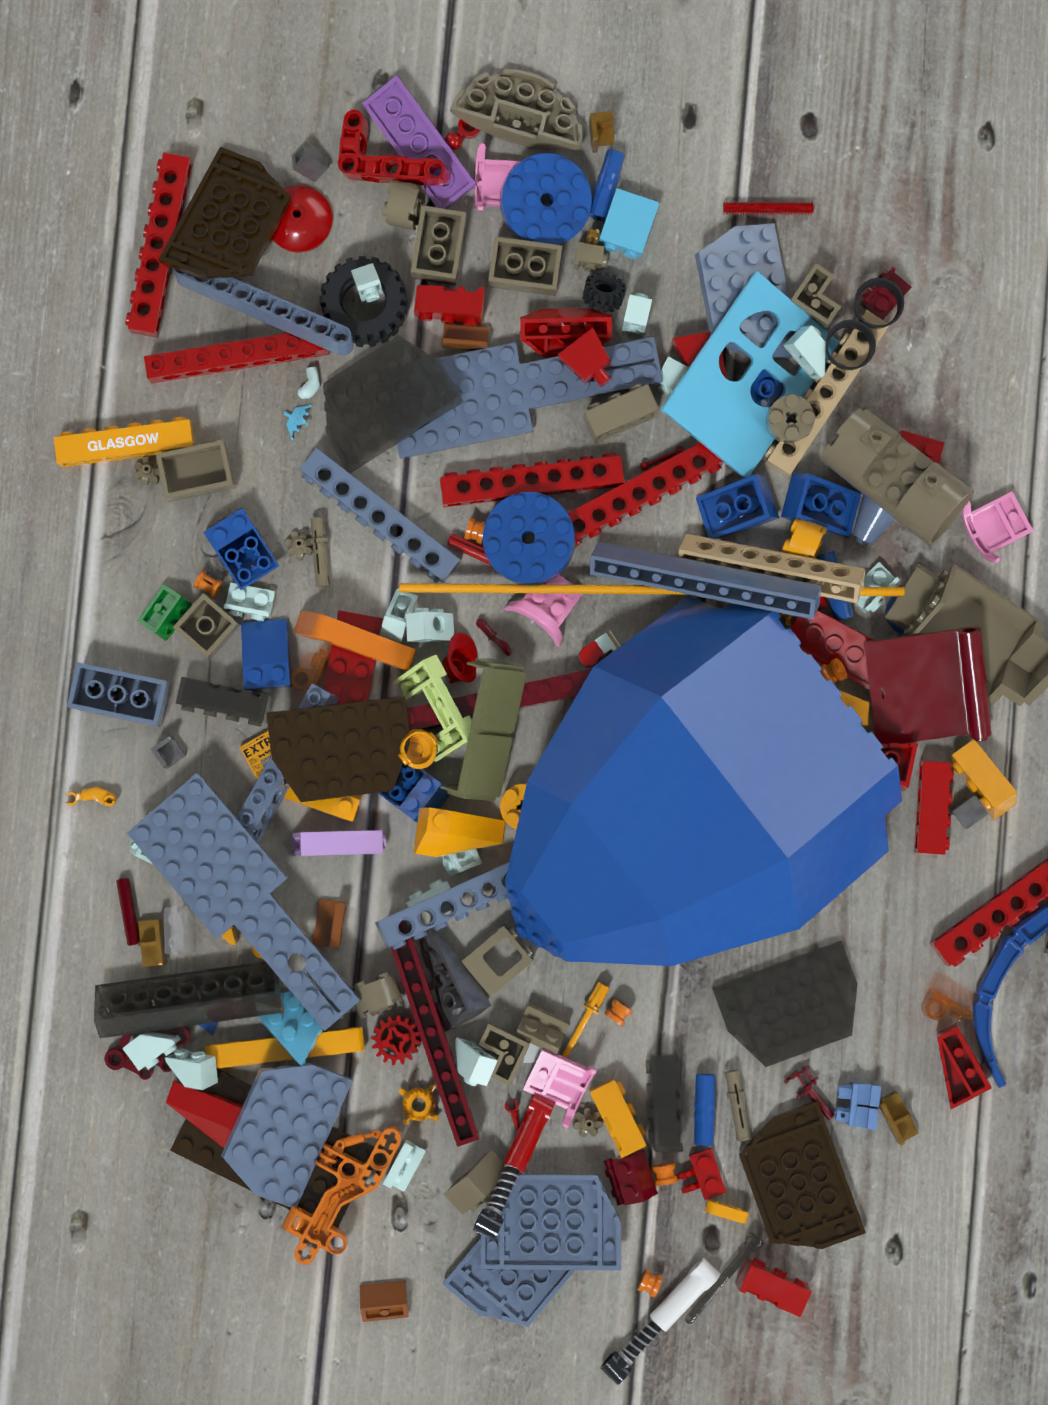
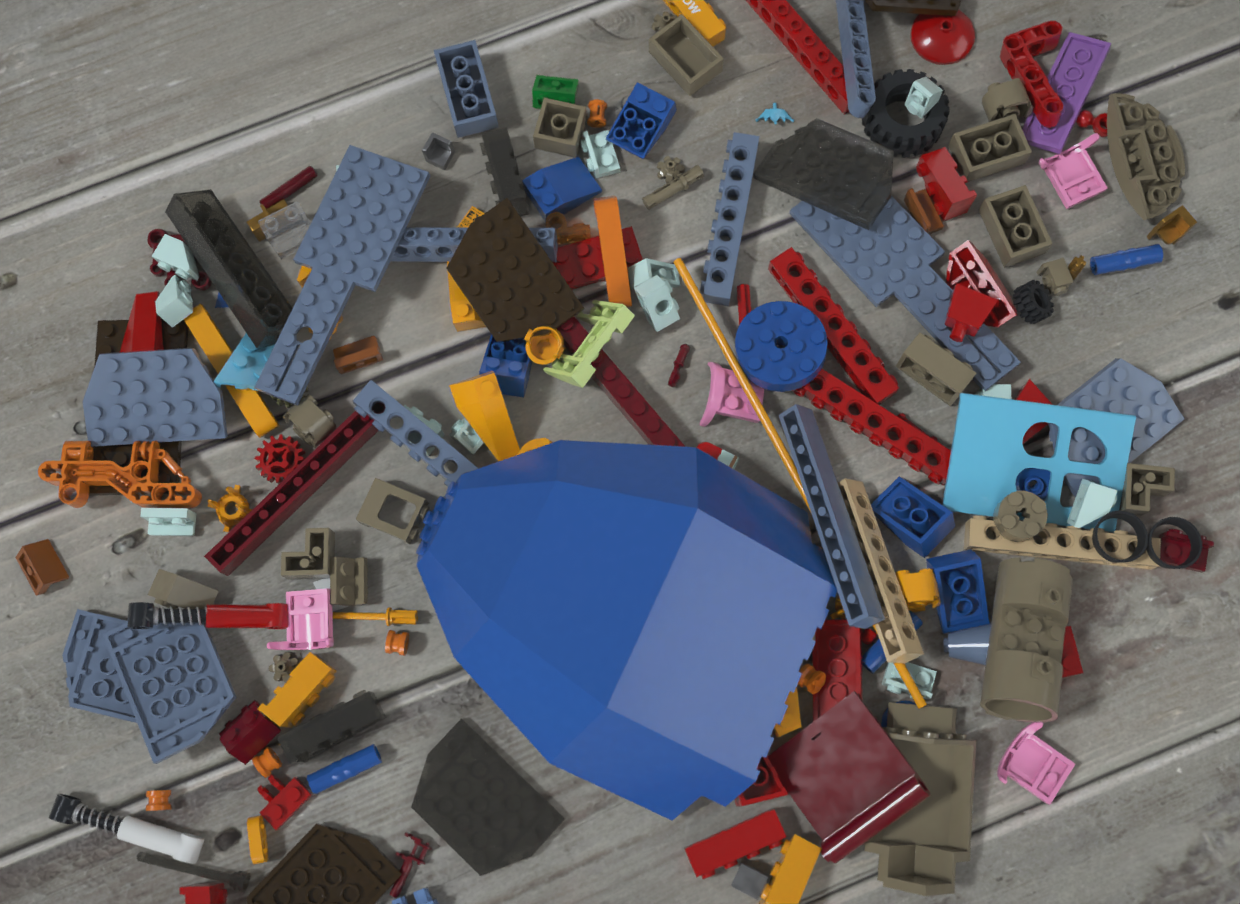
camera: 70 degrees right, 10 degrees down
(94, 793) = (376, 115): light orange arm -> none
(310, 161) = (995, 17): flat silver panel -> none
(311, 386) = (810, 112): light aqua arm -> none
(338, 843) = (429, 323): lavender slope -> none
(456, 989) = (345, 494): flat silver wedge -> none
(460, 651) = (644, 345): red piece -> none
(473, 1062) = (288, 533): light aqua slope -> none
(474, 530) = (761, 297): orange wheel -> none
(490, 730) = (592, 395): olive piece -> none
(514, 1115) = (262, 595): red hand -> none
(568, 197) = (1101, 200): blue piece -> none
(628, 224) = (1105, 294): medium azure brick -> none
(637, 314) = (1031, 338): light aqua brick -> none
(736, 1095) = (385, 781): dark tan pin -> none
(768, 207) = (1193, 407): red axle -> none

